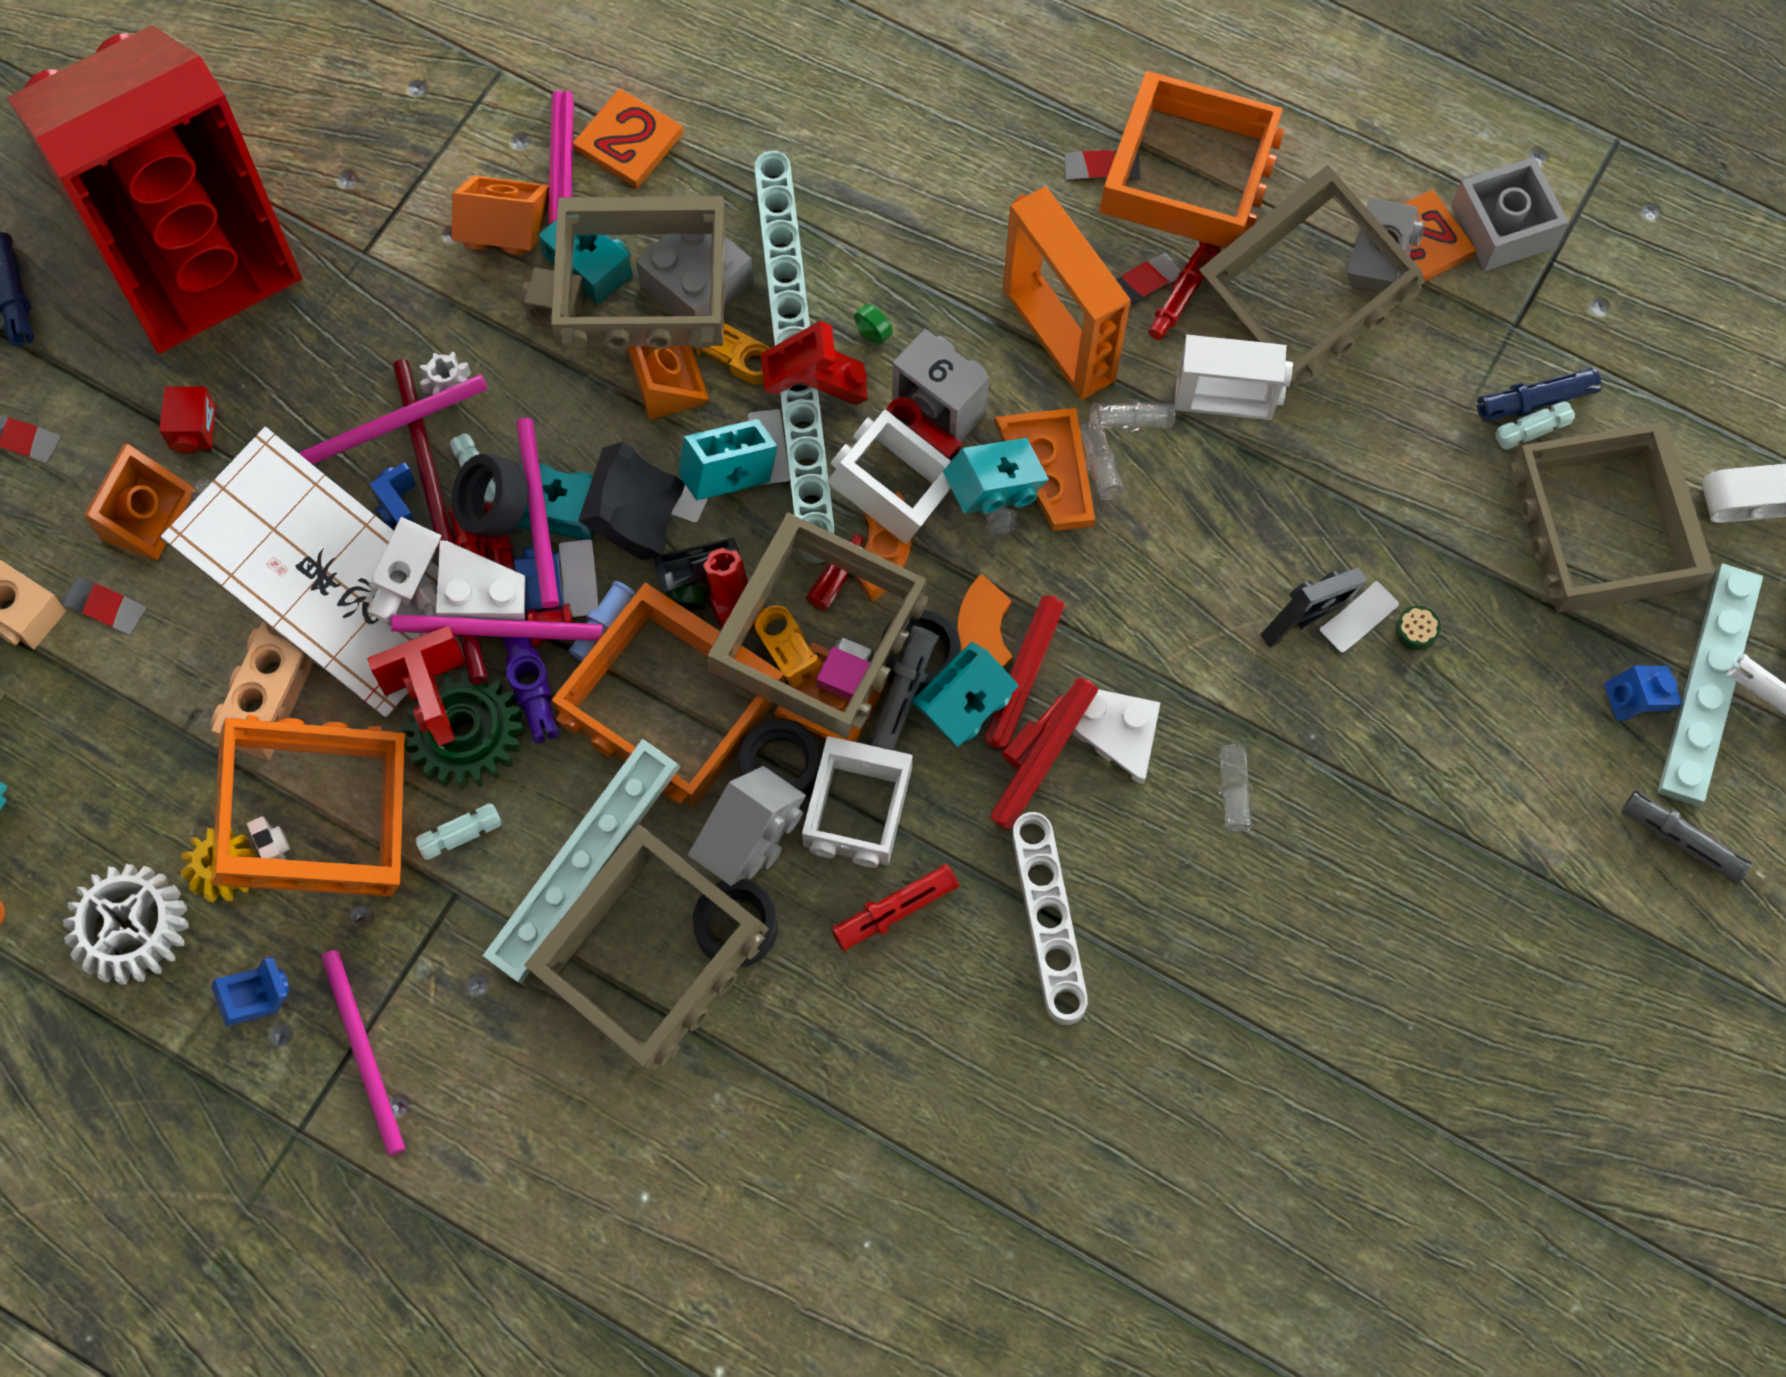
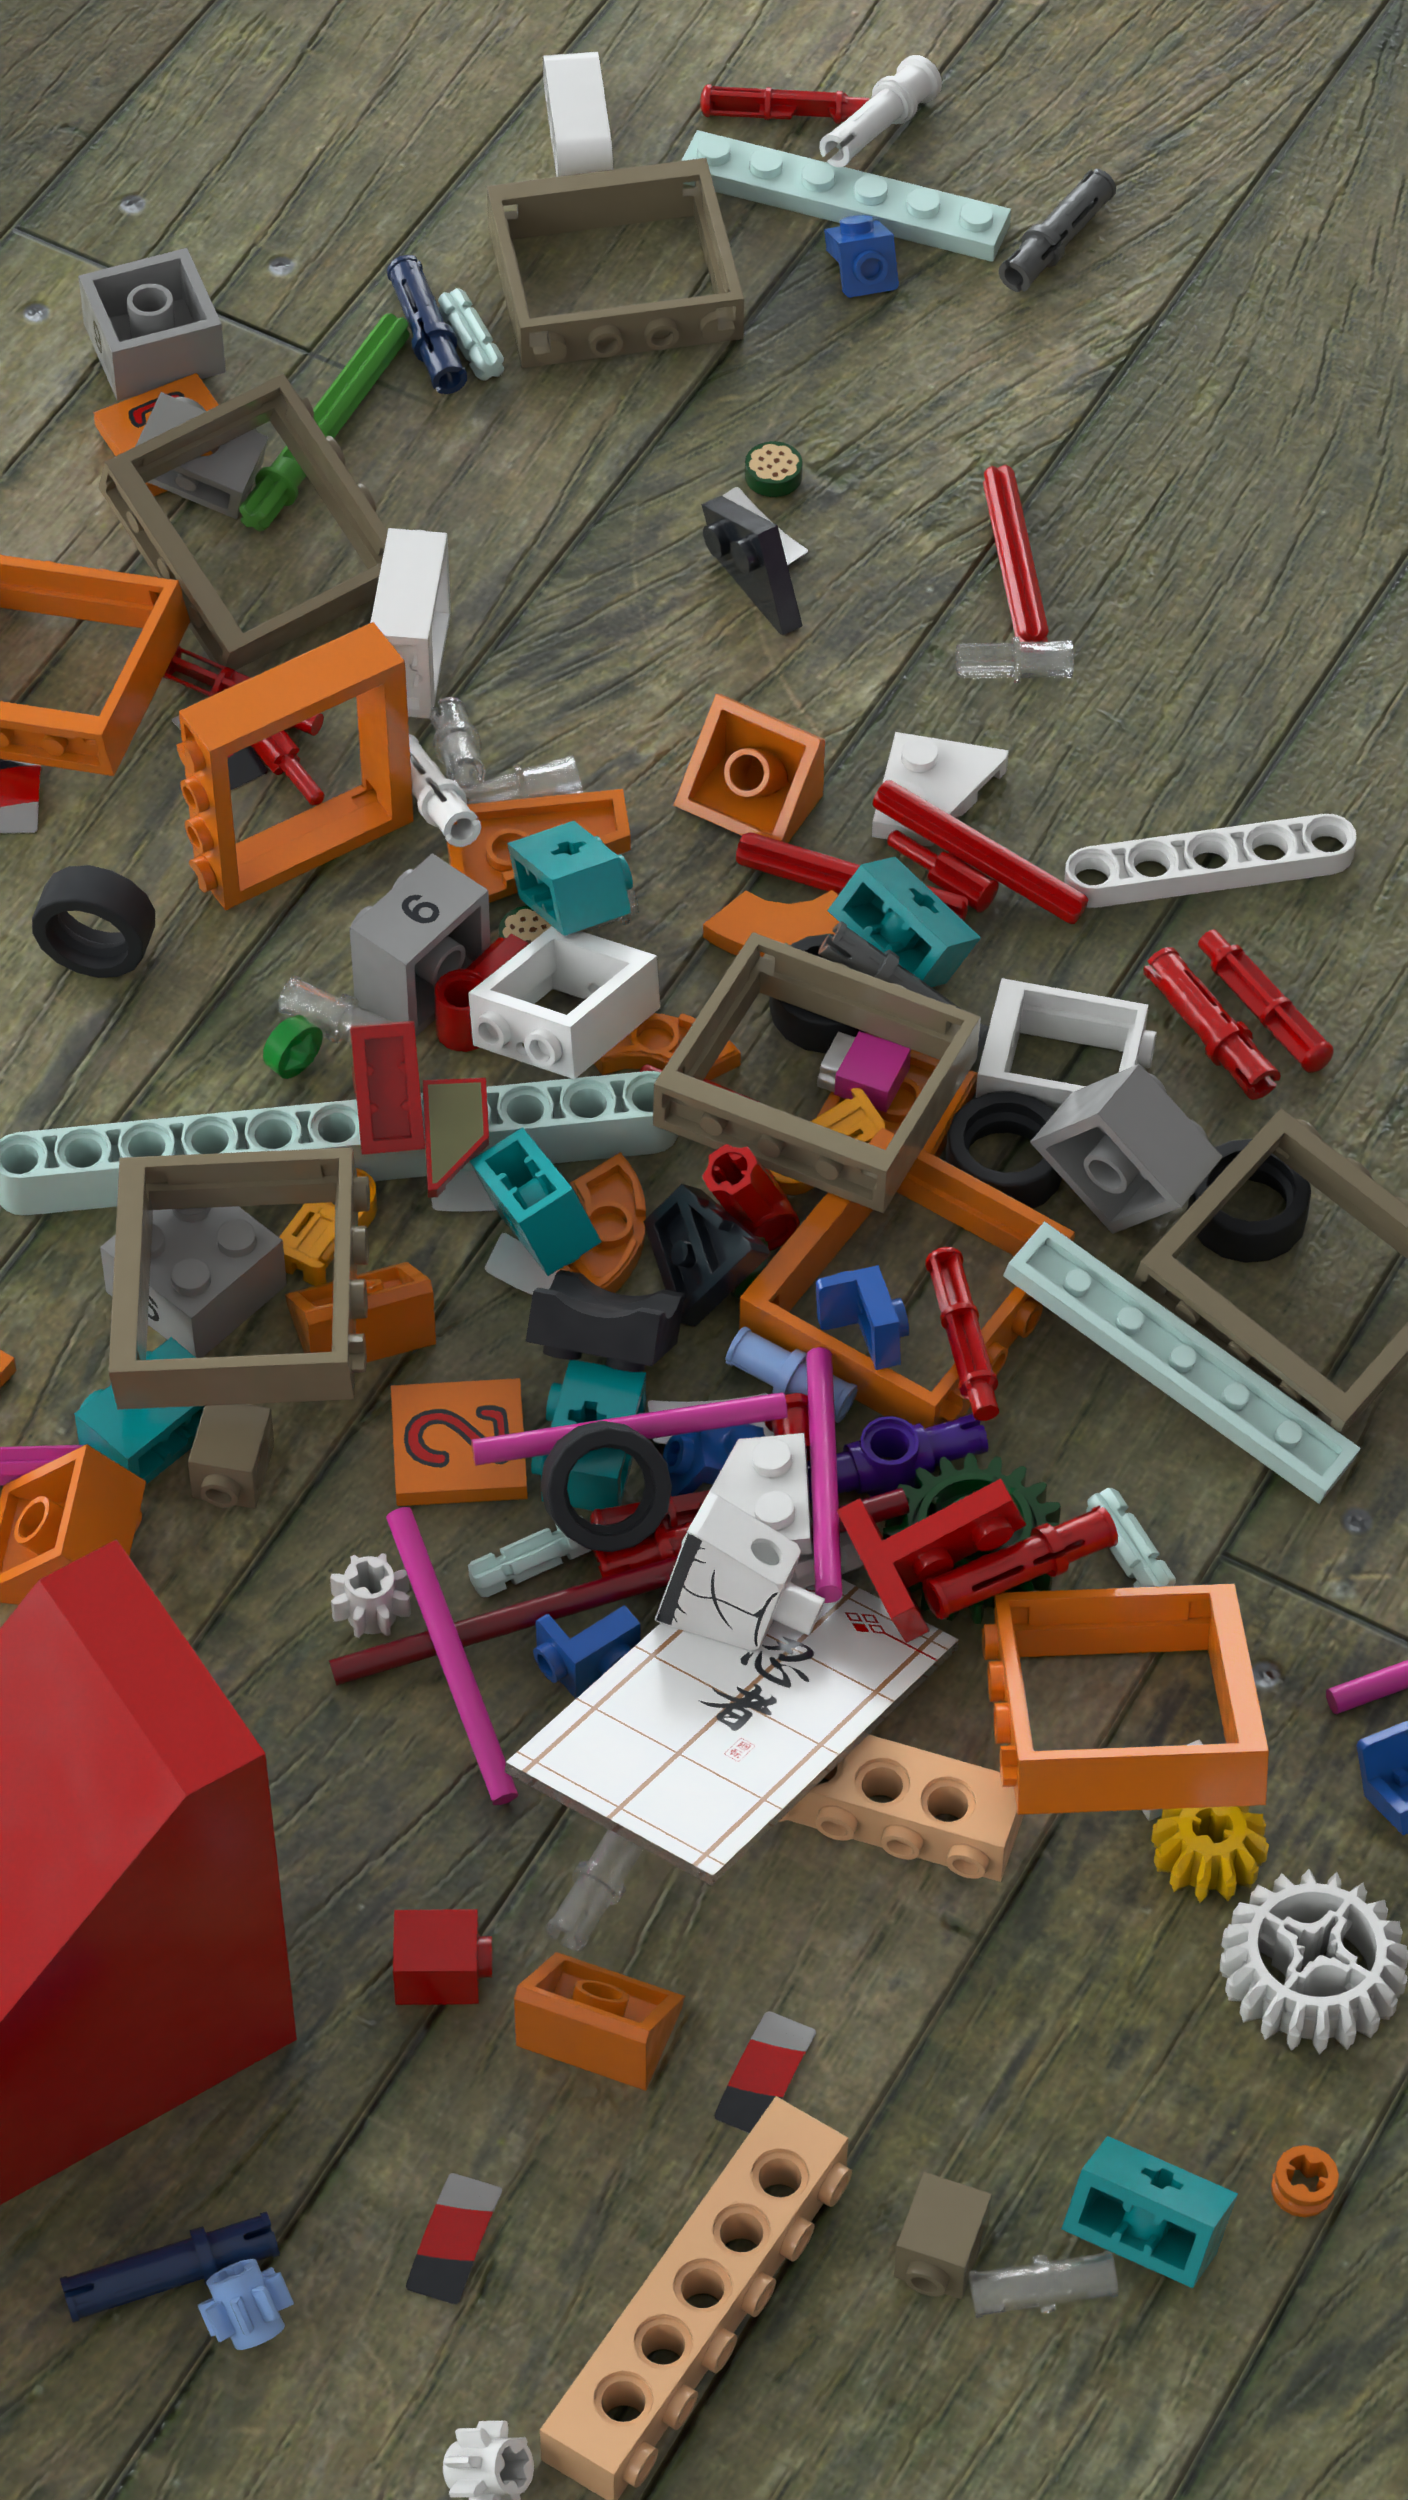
camera: 90 degrees left, 15 degrees down
(424, 759) = (1044, 1552): none -> red pin
(568, 426) = (435, 1435): none -> orange tile
(603, 715) = (963, 1330): none -> red piece
(613, 657) = (864, 1299): none -> blue bracket
(729, 517) = (617, 1212): none -> orange tile
(781, 406) = (453, 1127): none -> olive tile
(907, 334) = (325, 1010): none -> clear pin
(916, 948) = (1267, 1002): none -> red piece
(963, 199) = (106, 896): none -> black tyre
(1070, 399) = (441, 799): none -> white pin
(1108, 604) = (752, 772): none -> orange slope
(1144, 306) = (281, 756): none -> red axle
(1340, 793) = (1015, 554): none -> red axle
(1445, 335) = (279, 483): none -> bright green axle

